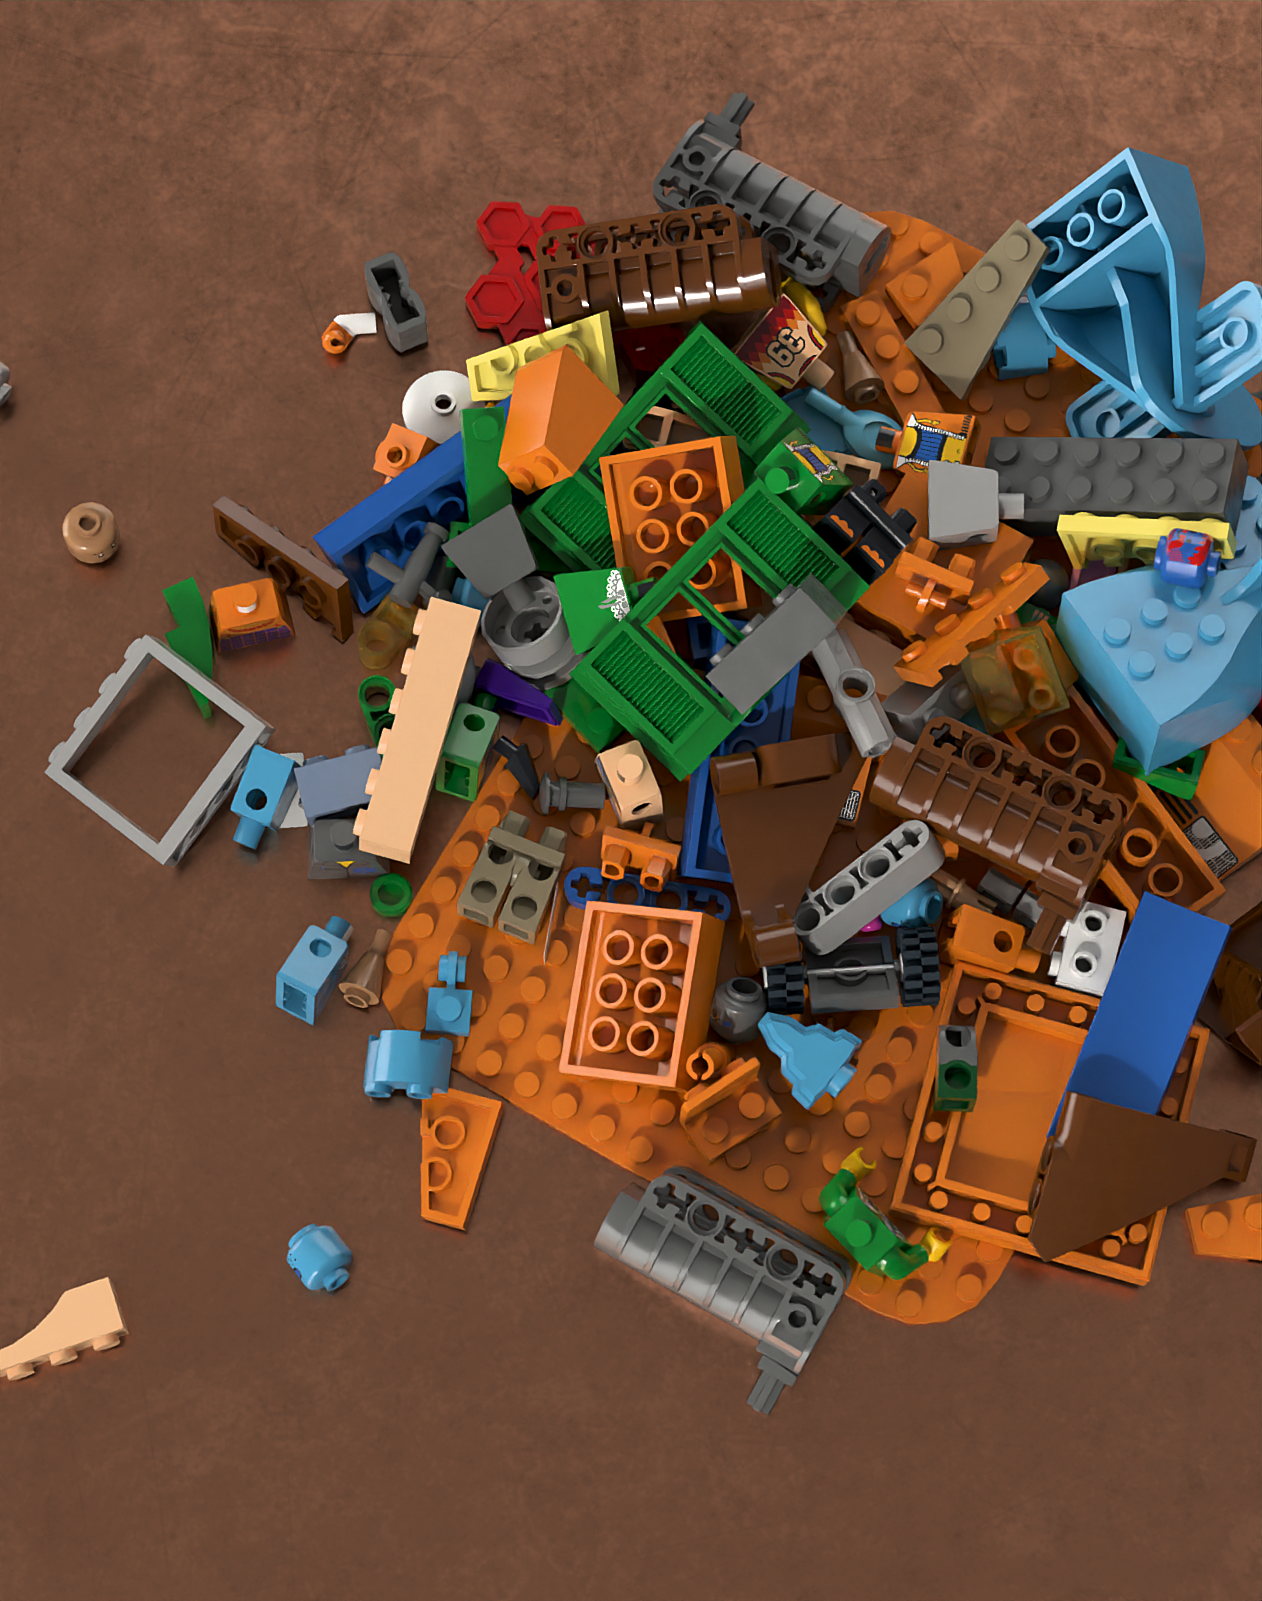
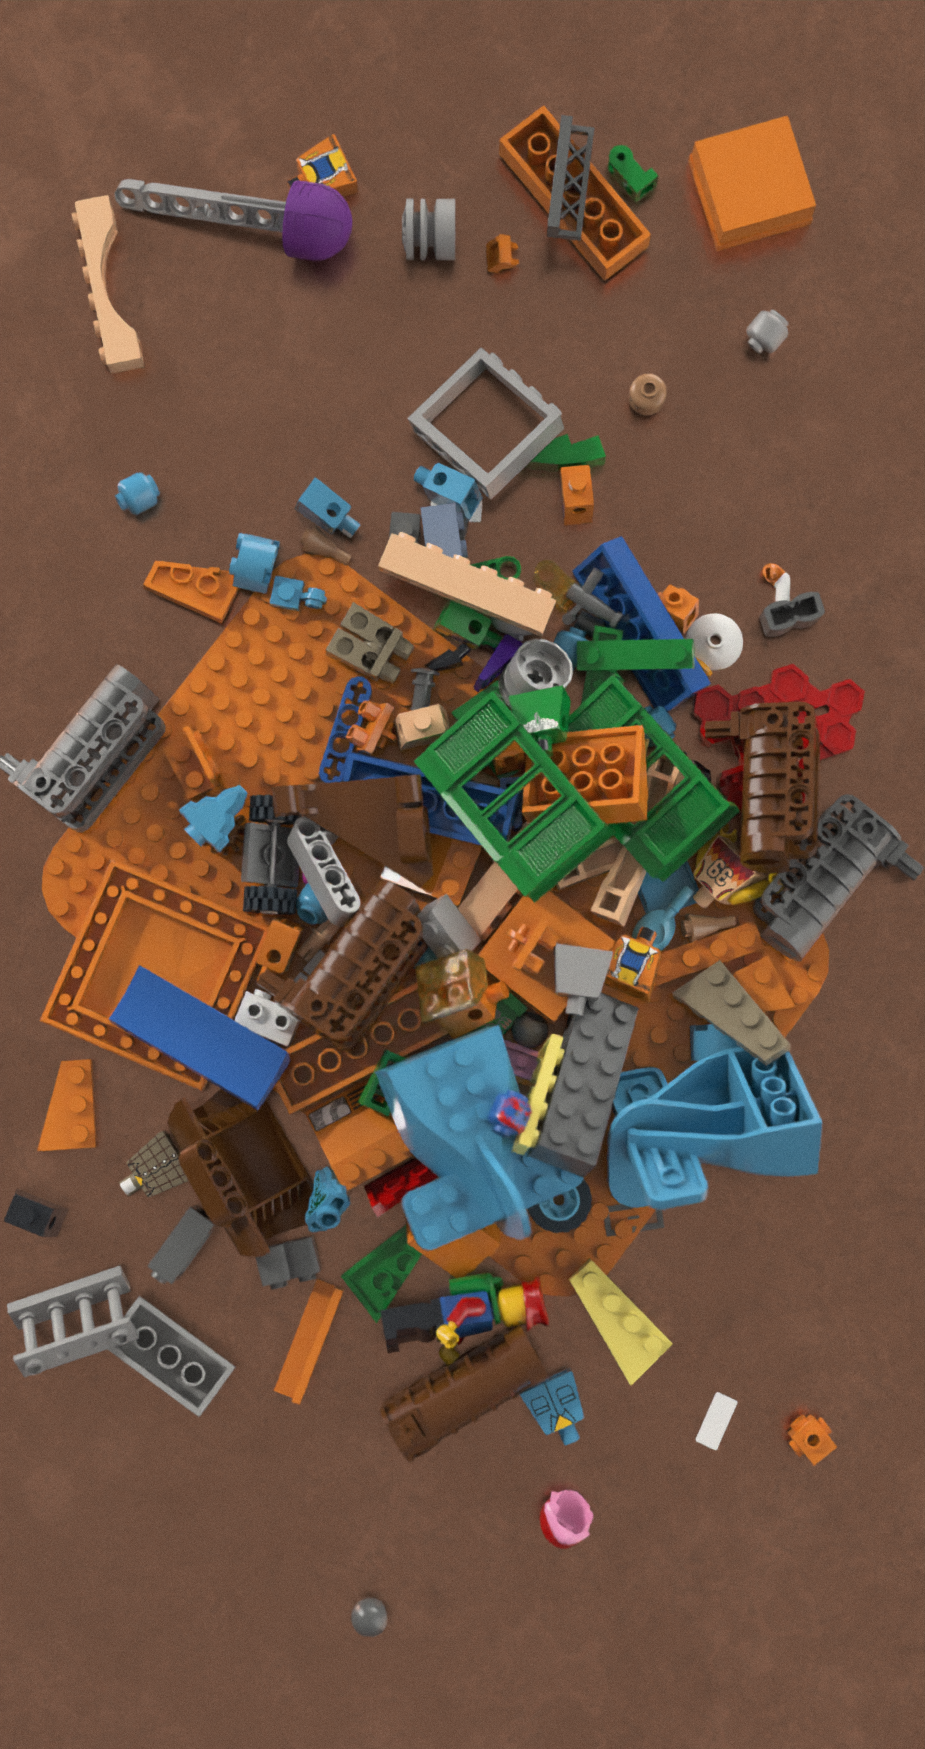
camera: 100 degrees right, 10 degrees up
(289, 565) = (586, 541): reddish brown wing -> none
(391, 895) = (369, 568): green tile -> none
(496, 557) = (584, 651): dark grey torso -> none
(551, 922) = (336, 665): white sticker -> none
(554, 420) = (673, 699): orange slope -> none
(590, 338) = (723, 707): light yellow wing -> none
(641, 994) = (275, 717): orange slope -> none
(710, 1059) = (224, 754): orange pin -> none
(738, 1010) = (257, 777): dark grey head -> none
(775, 642) = (487, 824): dark grey wedge -> none
(800, 472) = (611, 861): green torso -> none
(862, 714) = (437, 882): light grey piece -> none
(867, 1231) = (98, 840): green torso -> none
(881, 535) = (561, 910): black hips -> none
(947, 645) = (491, 964): orange wing -> none
(955, 1069) = (195, 912): leg -> none
(1119, 1167) = (110, 1009): reddish brown panel -> none

